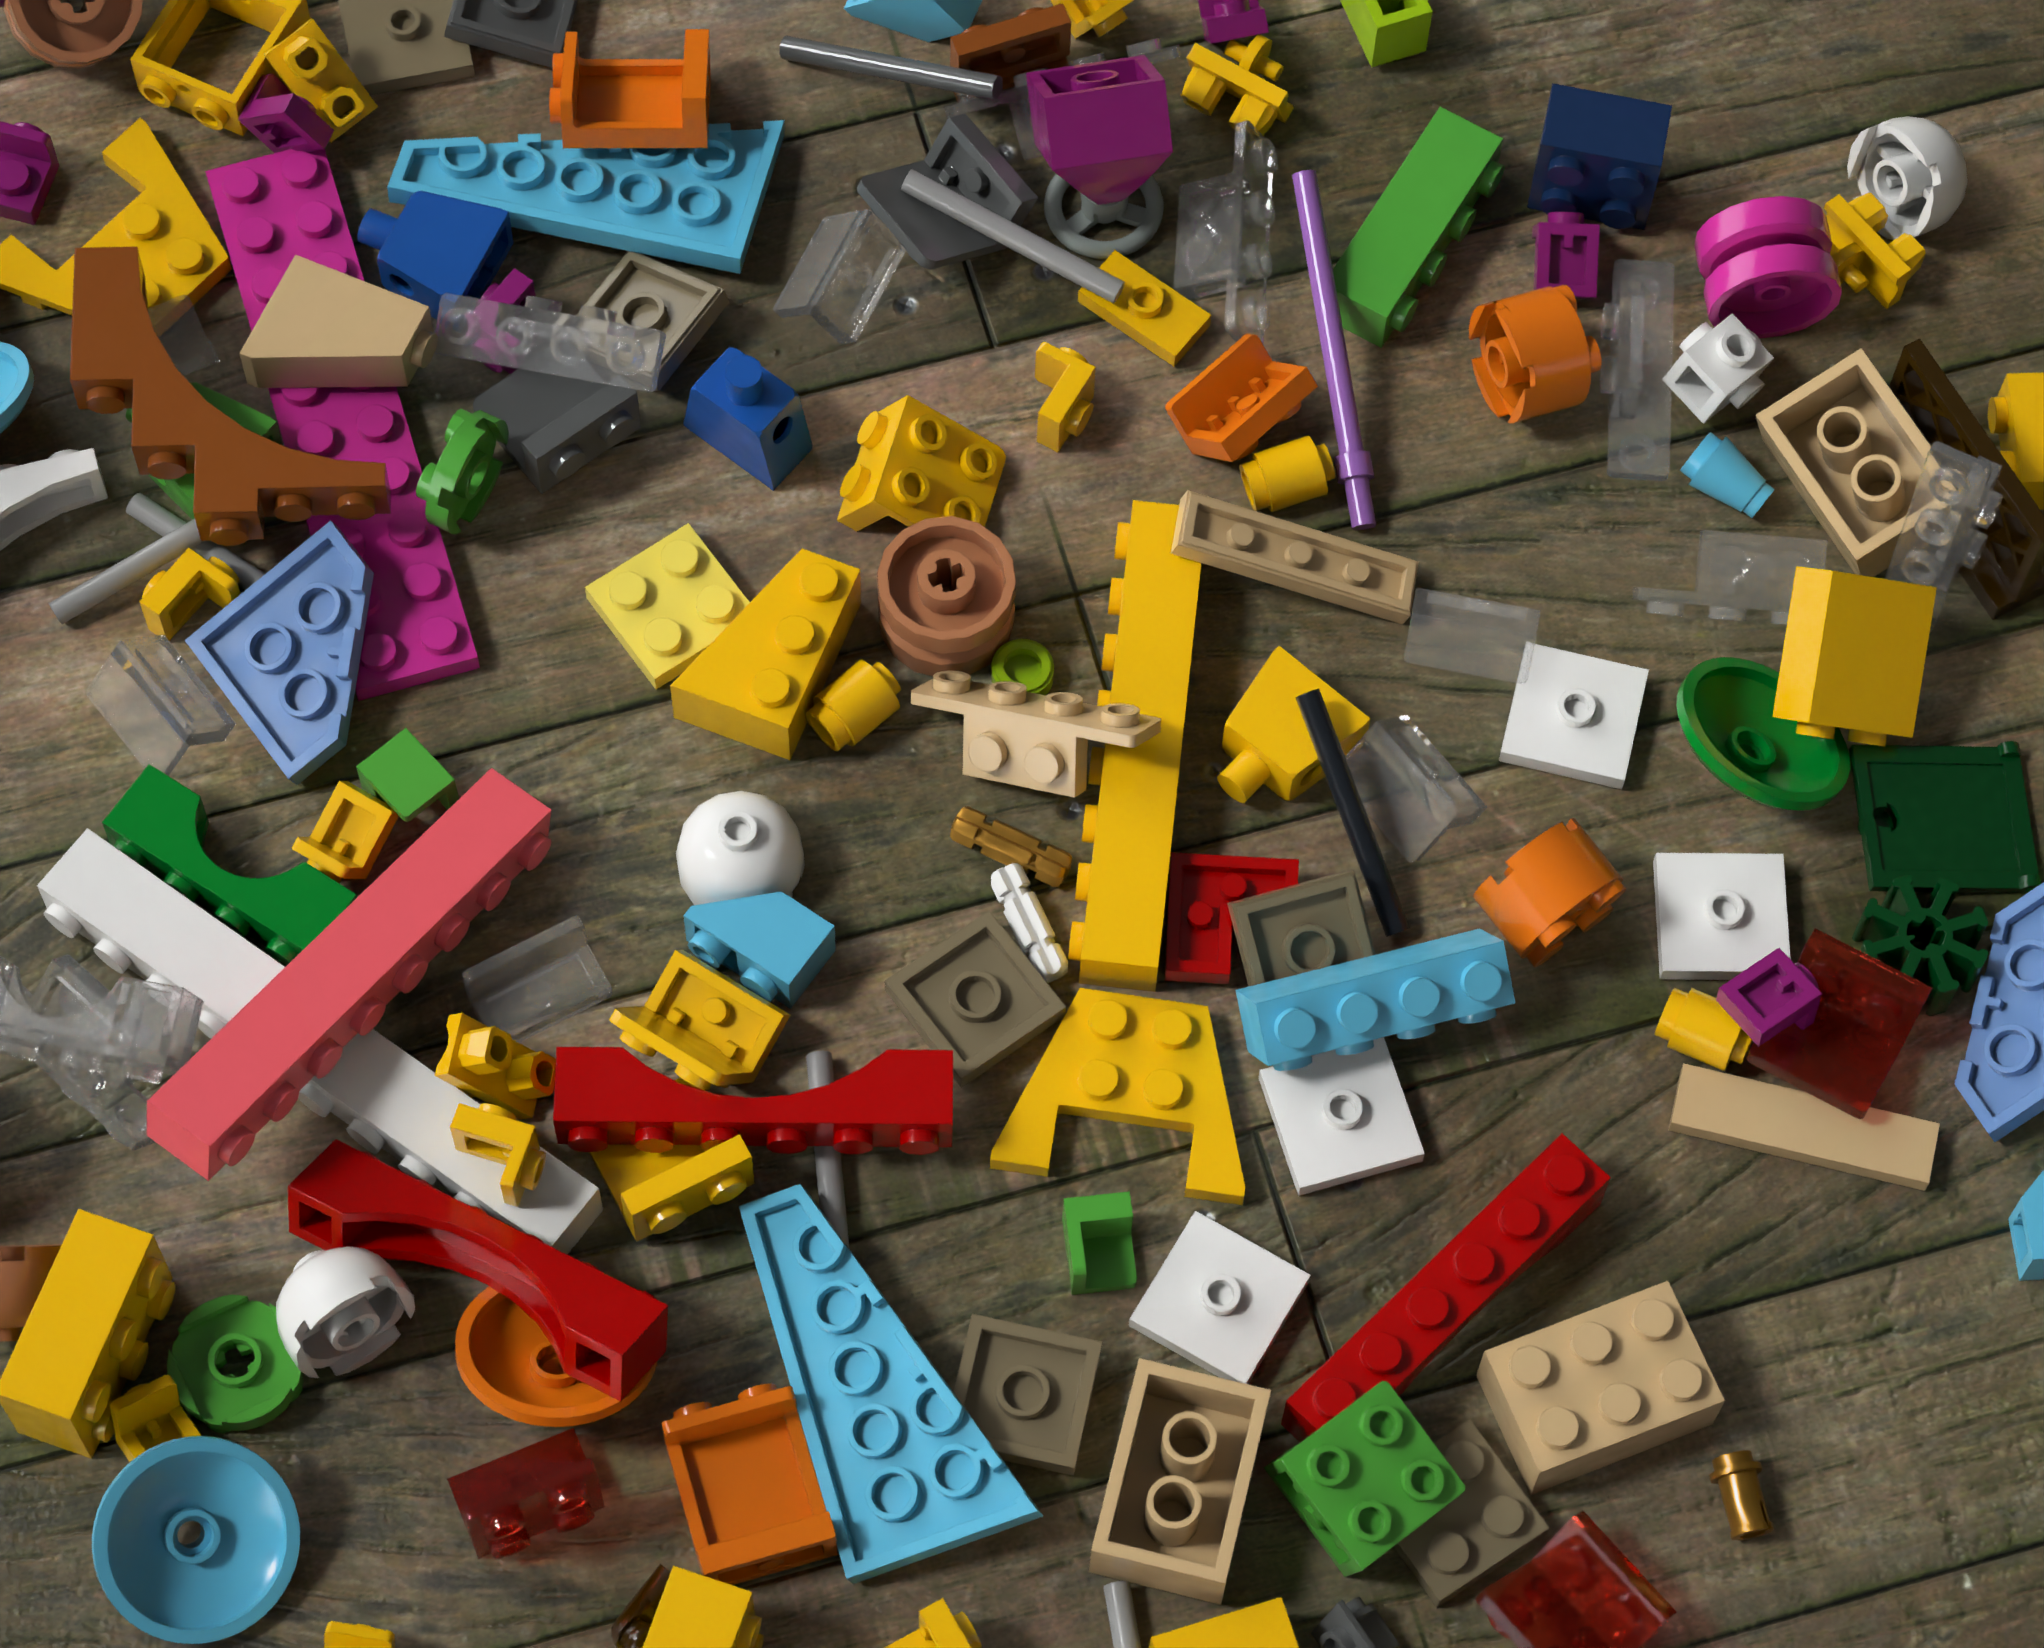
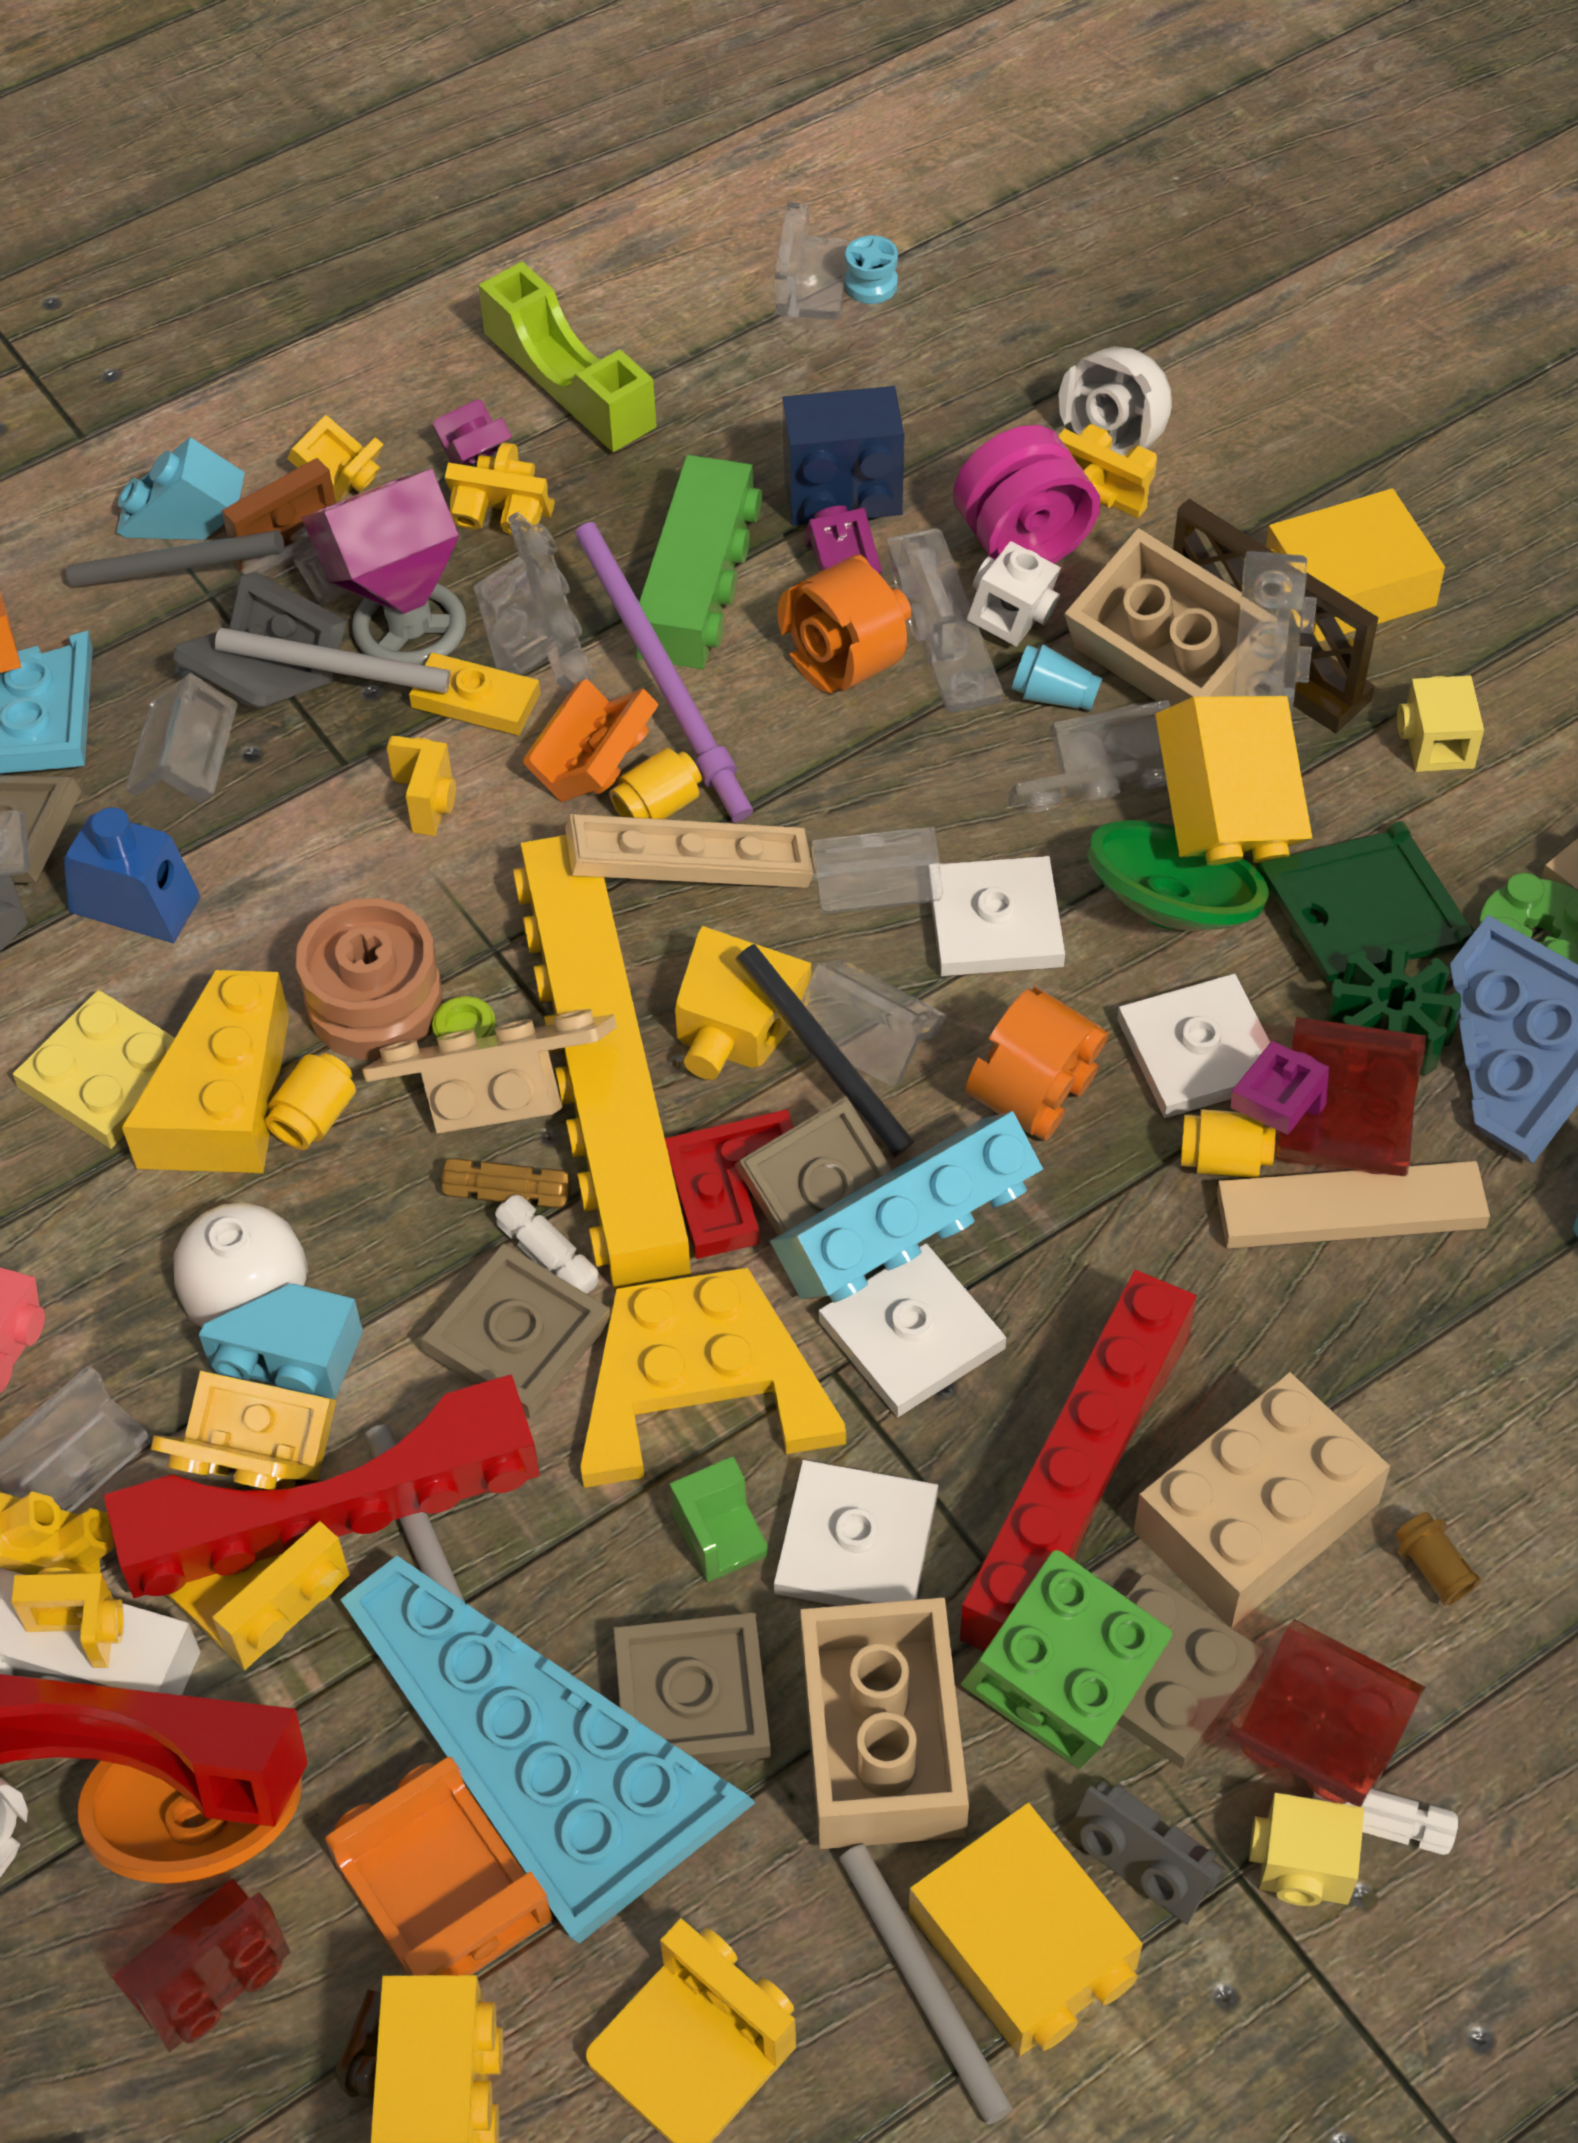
camera: 15 degrees left, 10 degrees down
(919, 468) = (299, 873): yellow bracket -> none

